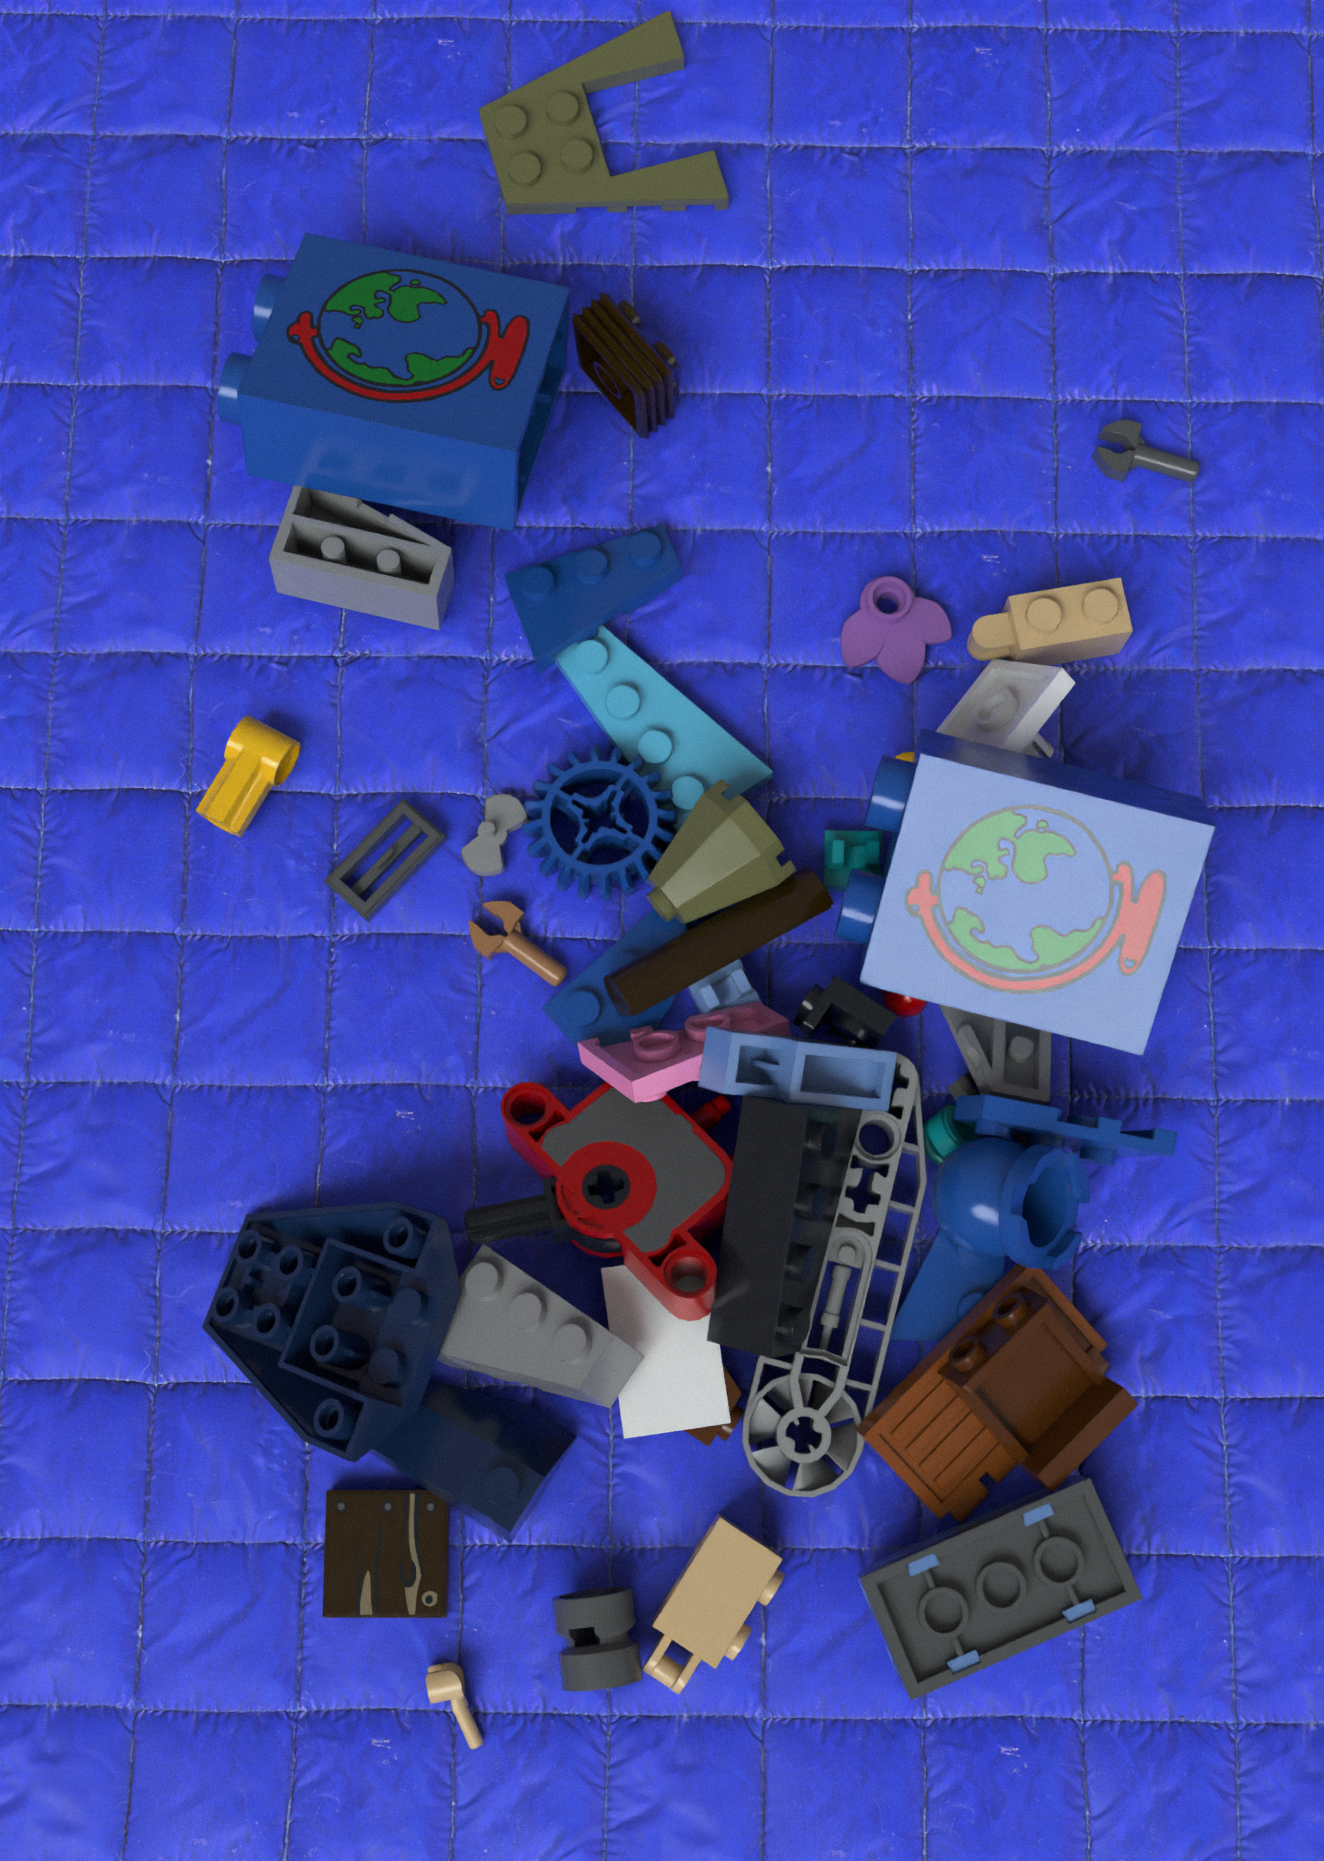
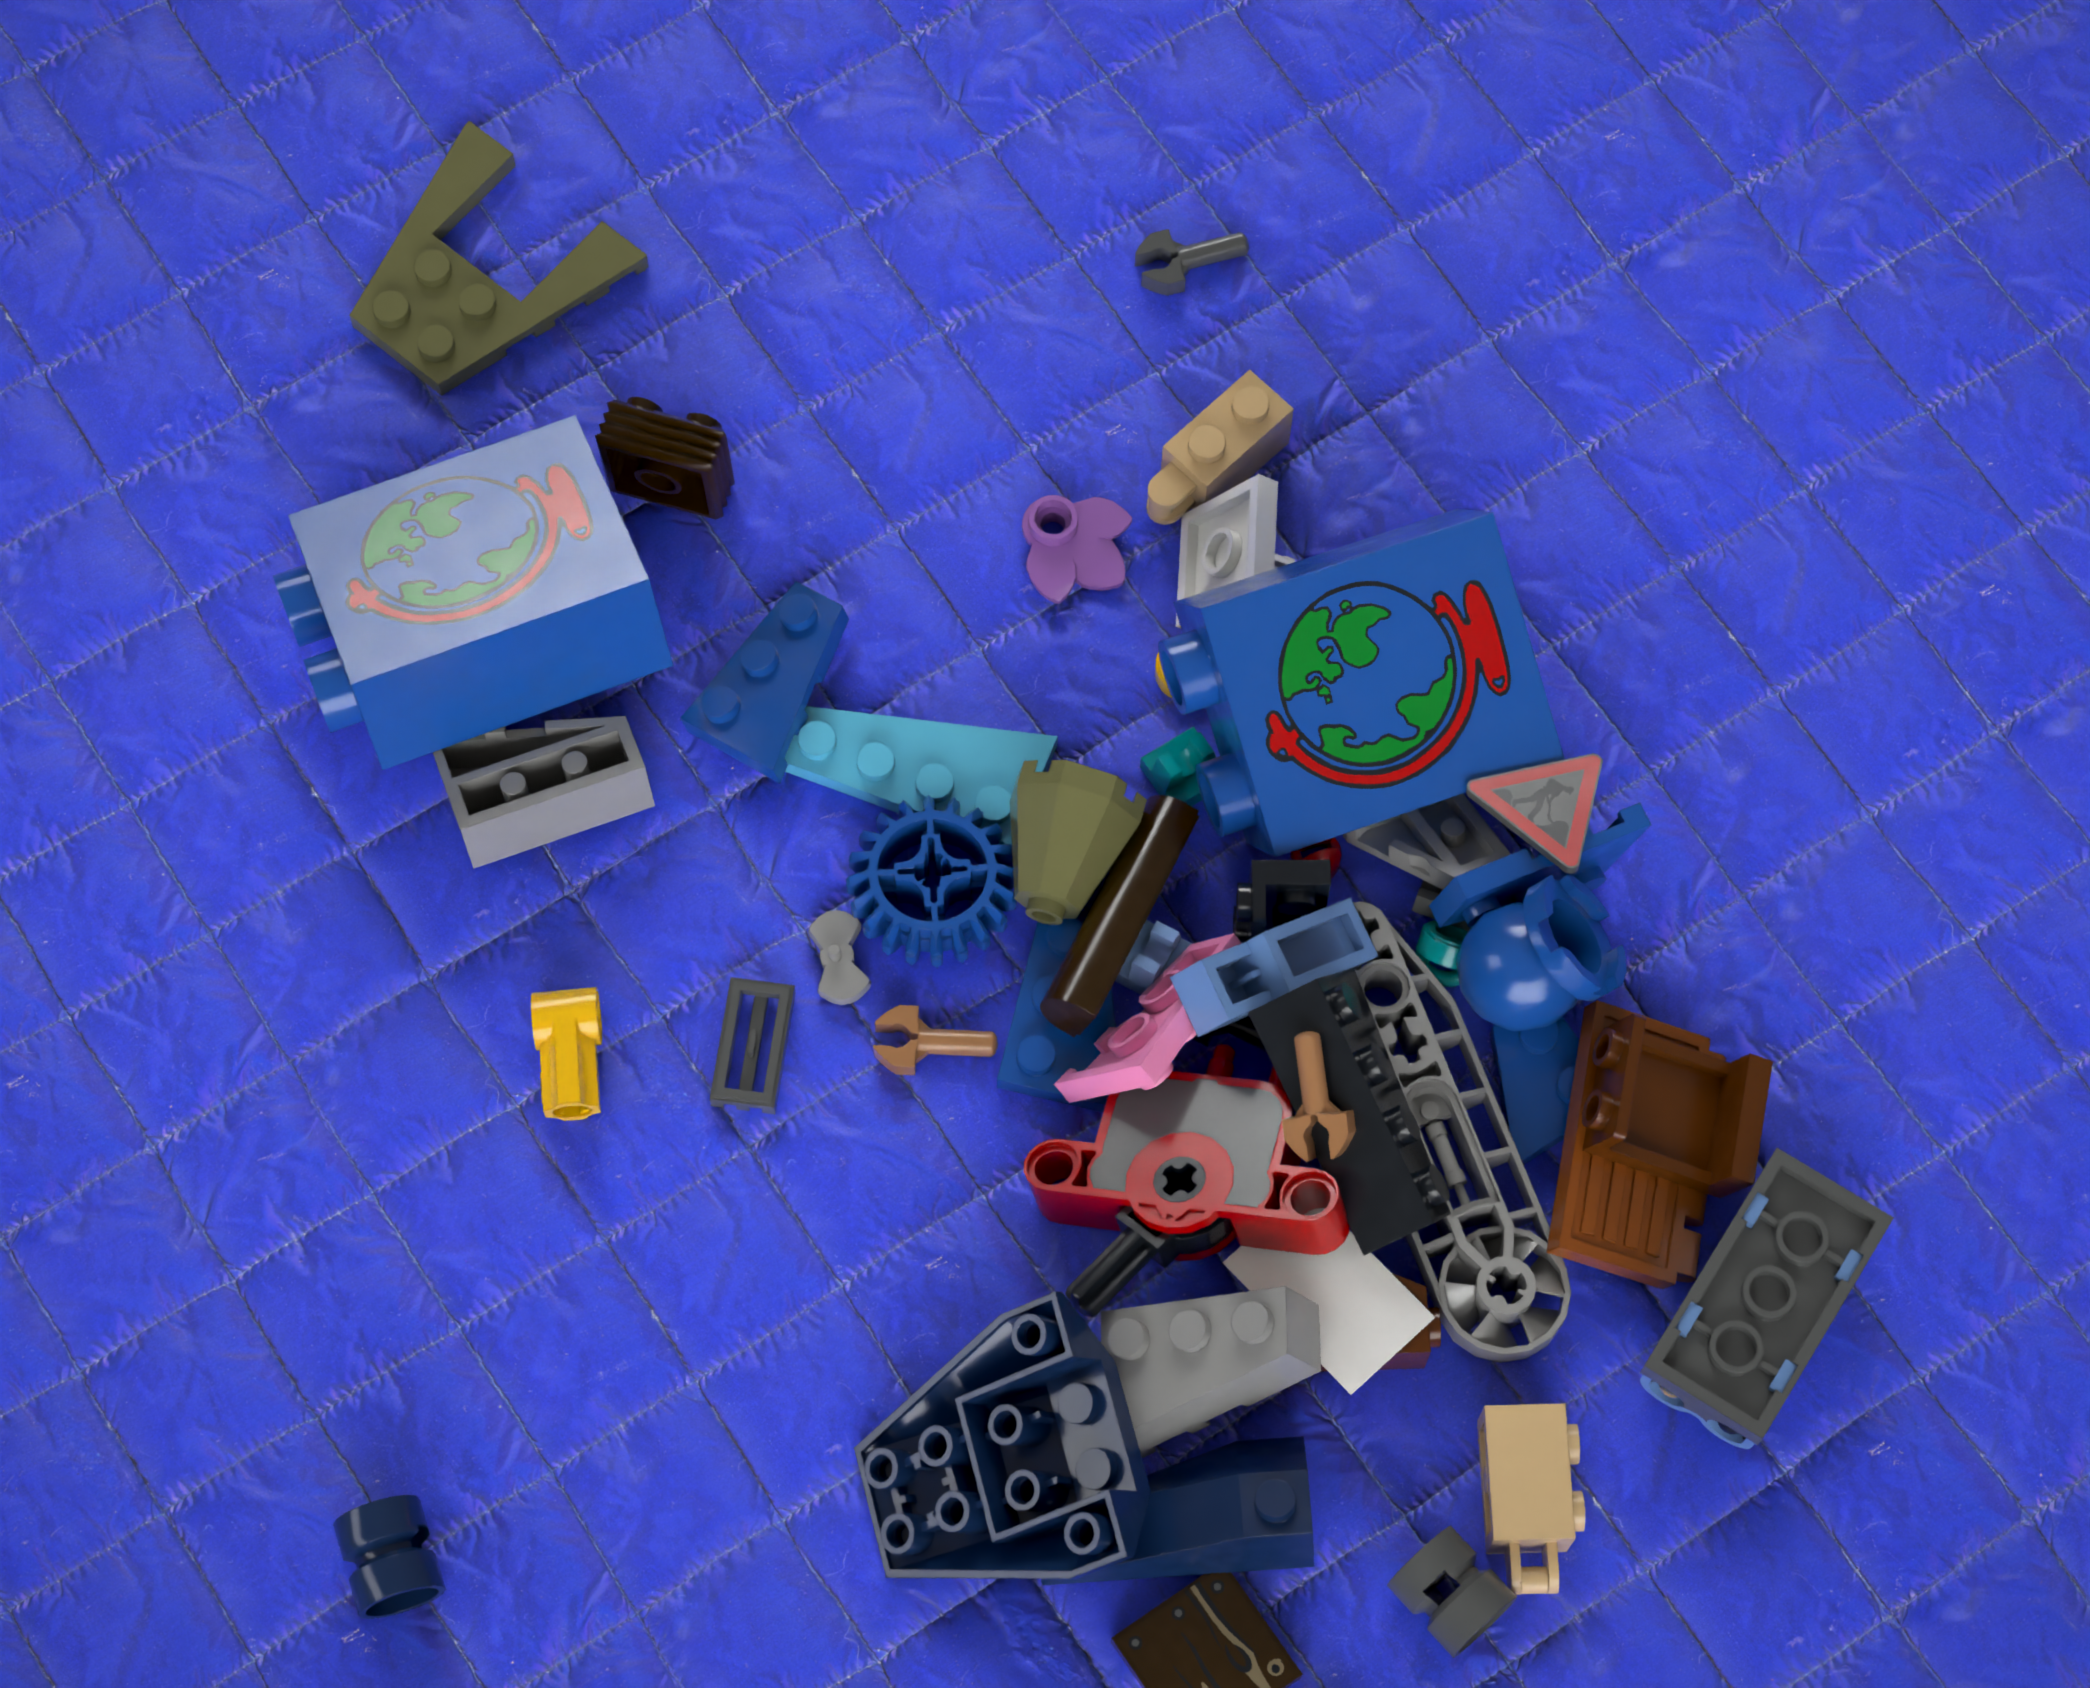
camera: 35 degrees left, 10 degrees down
(743, 1205) = (1316, 1104): none -> medium nougat bar
(1099, 1084) = (1544, 805): none -> piece

